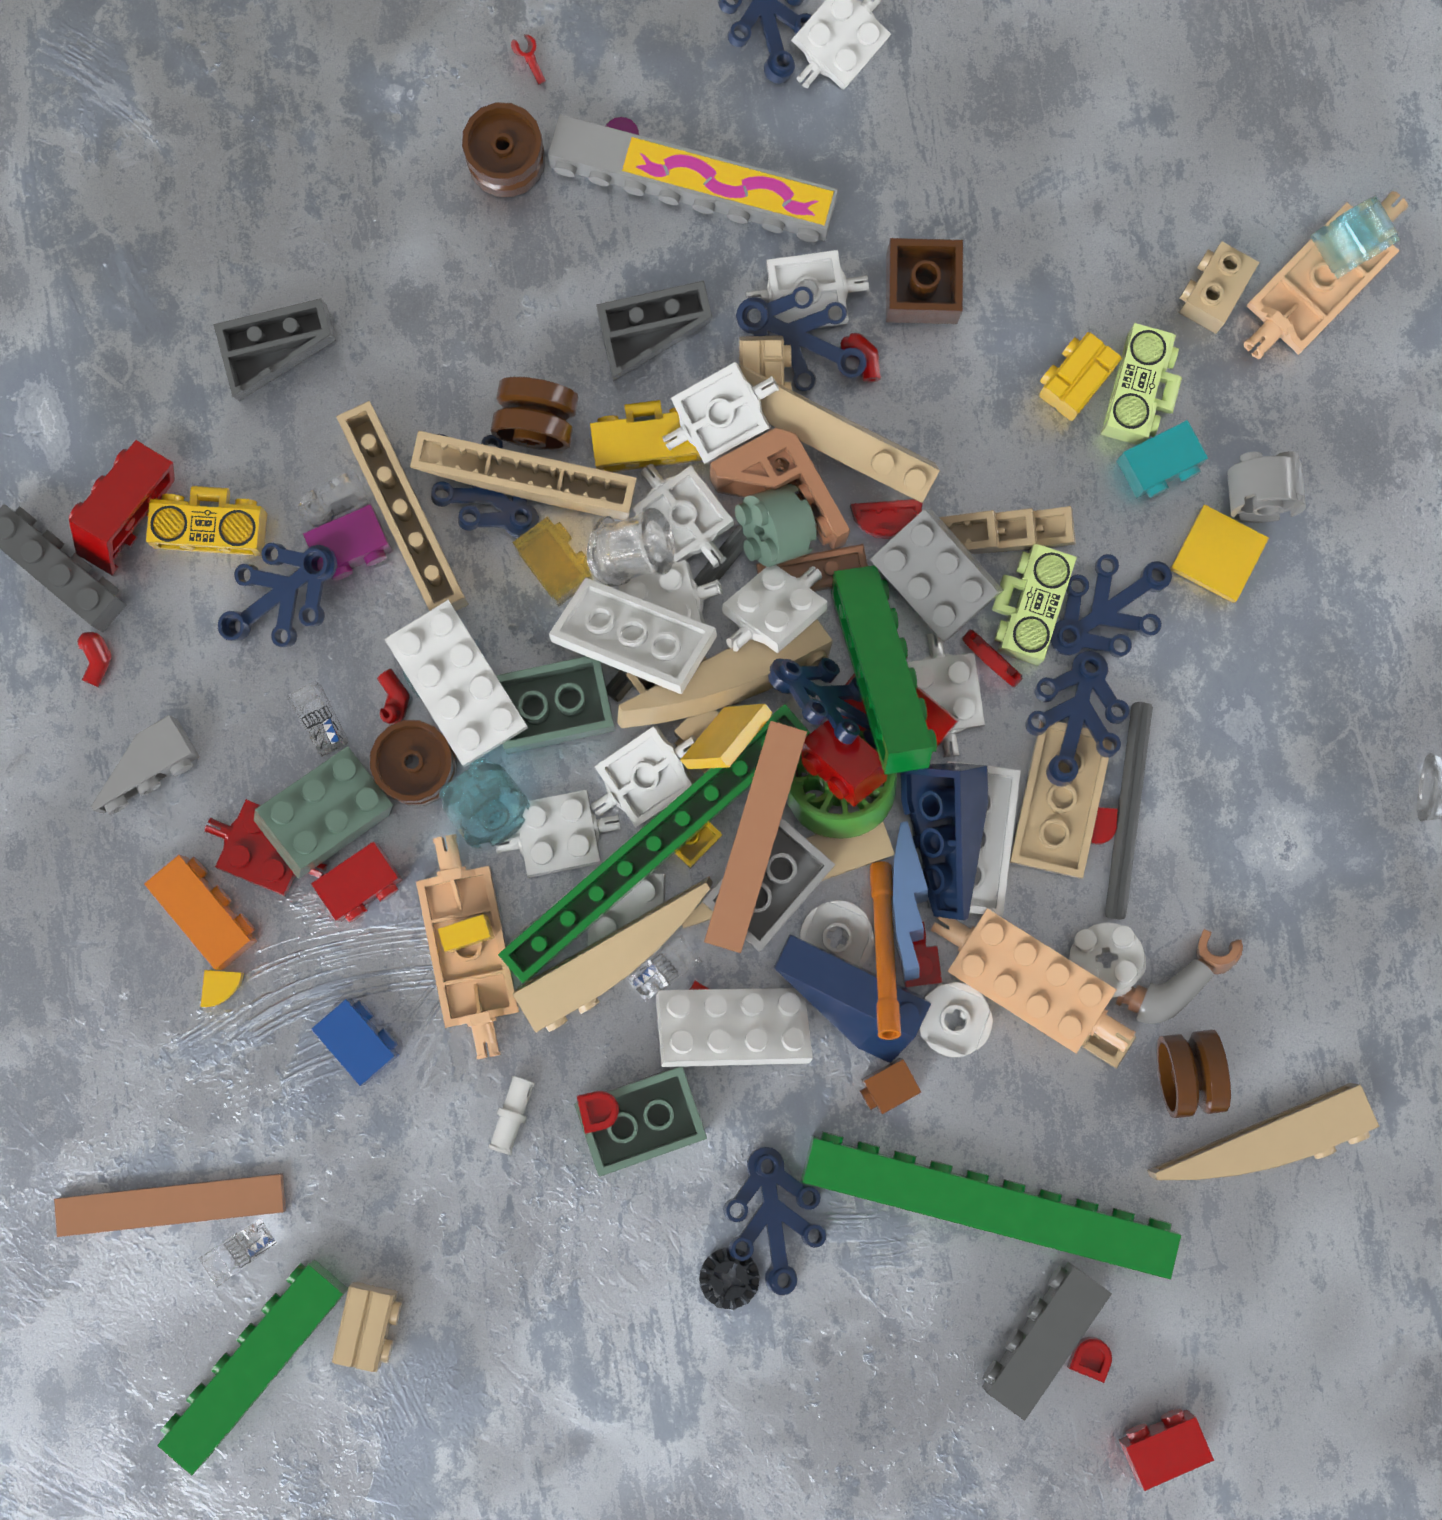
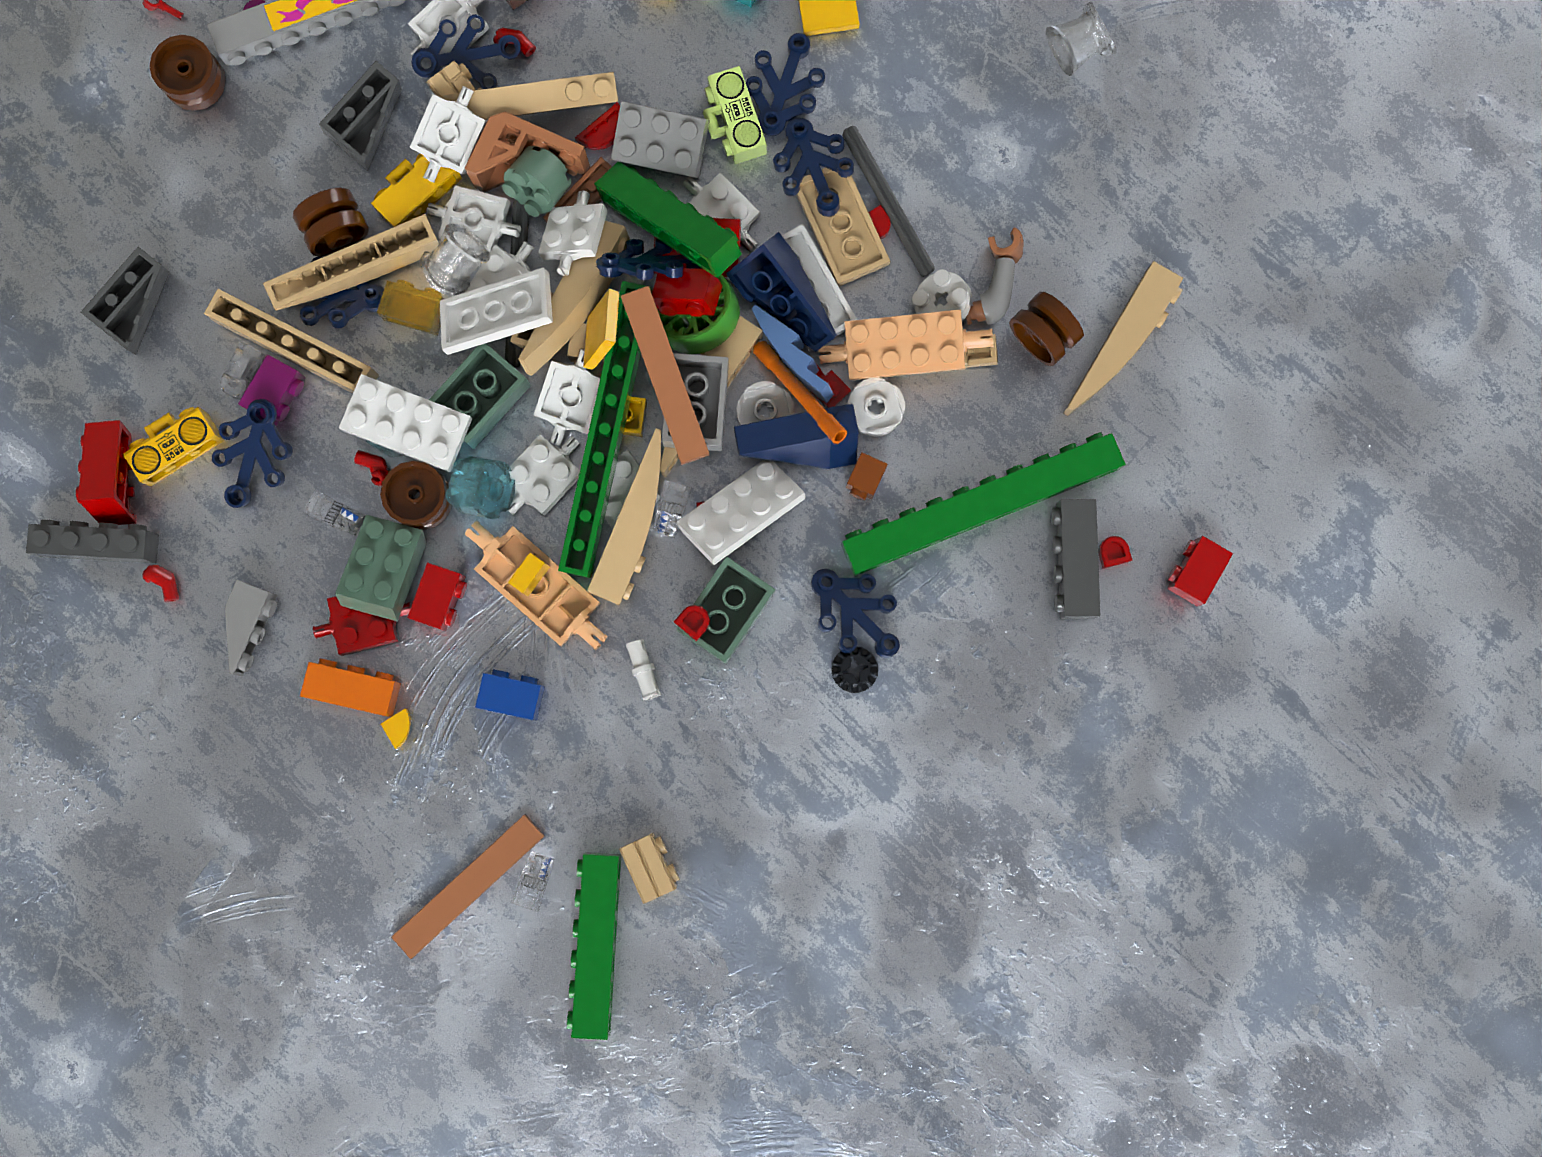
camera: 30 degrees left, 0 degrees up
(992, 658) = (734, 168): red tile -> none
(1013, 529) = (688, 80): tan slope -> none

